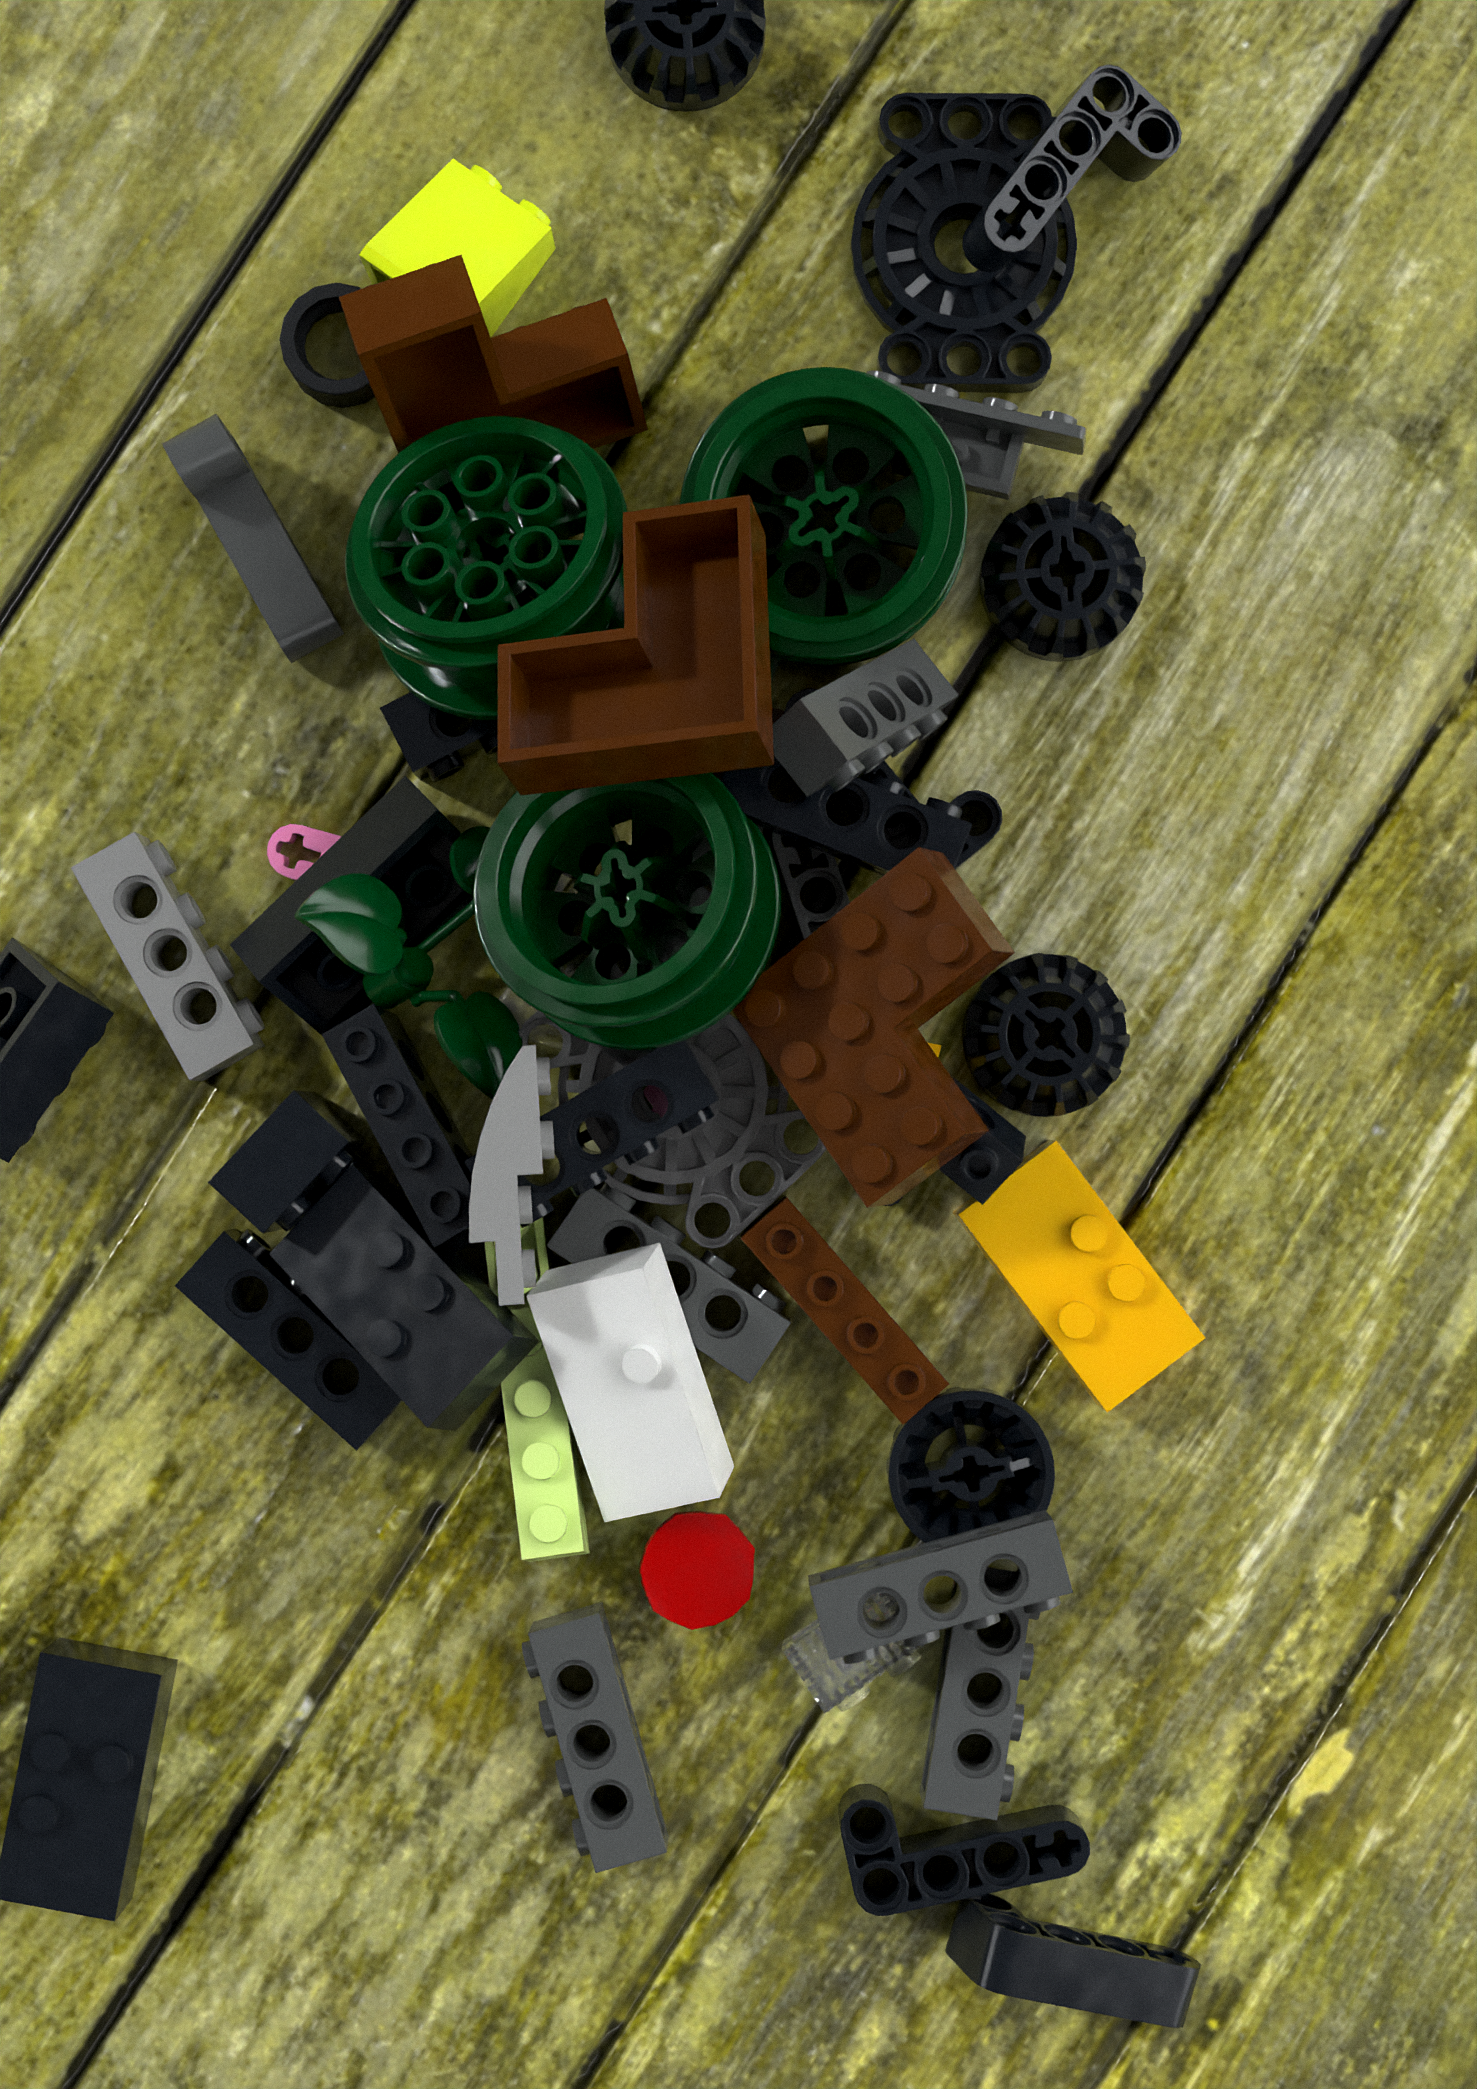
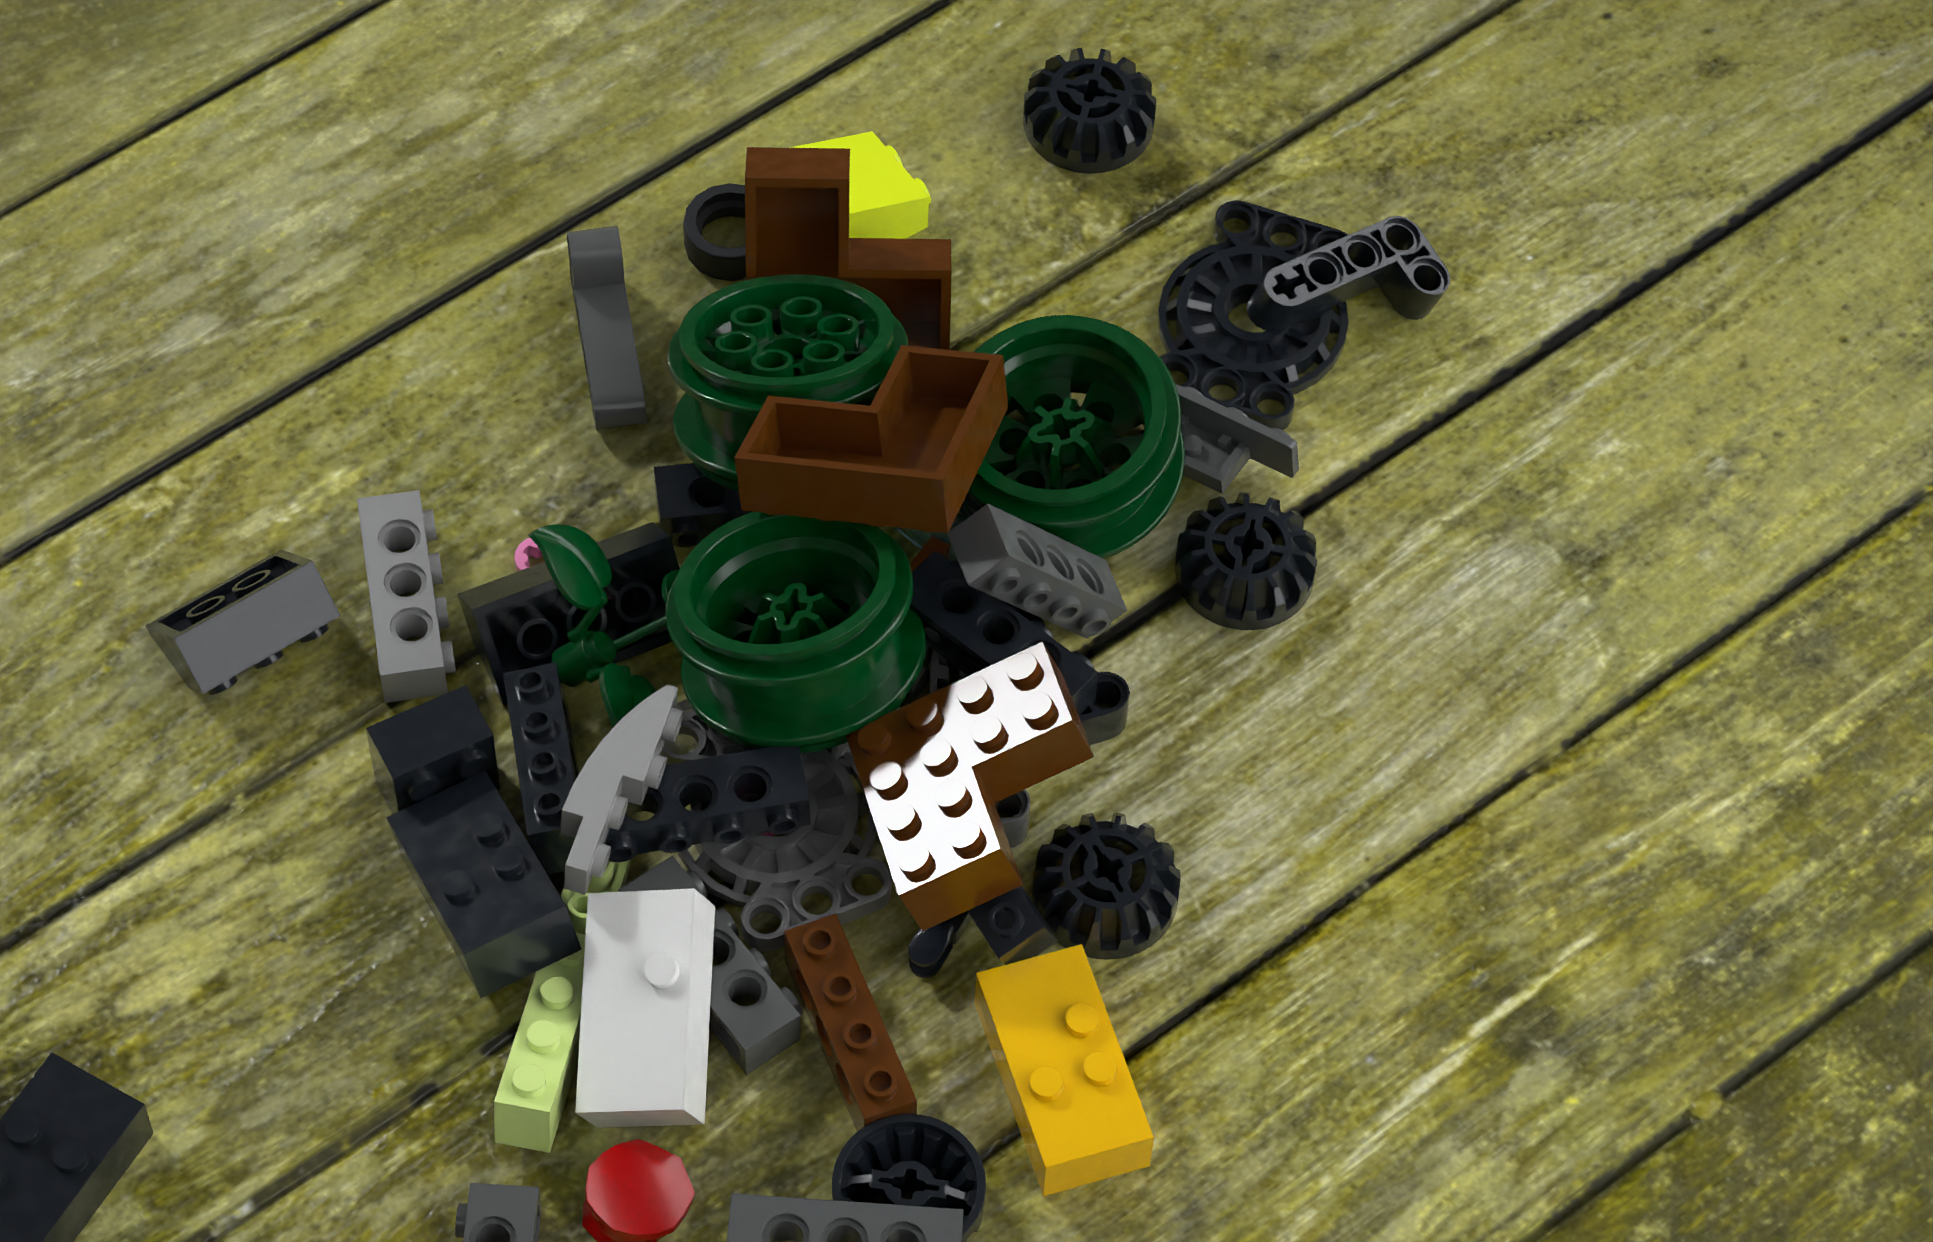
camera: 15 degrees right, 30 degrees down
(216, 1287) = (402, 975): black brick -> none

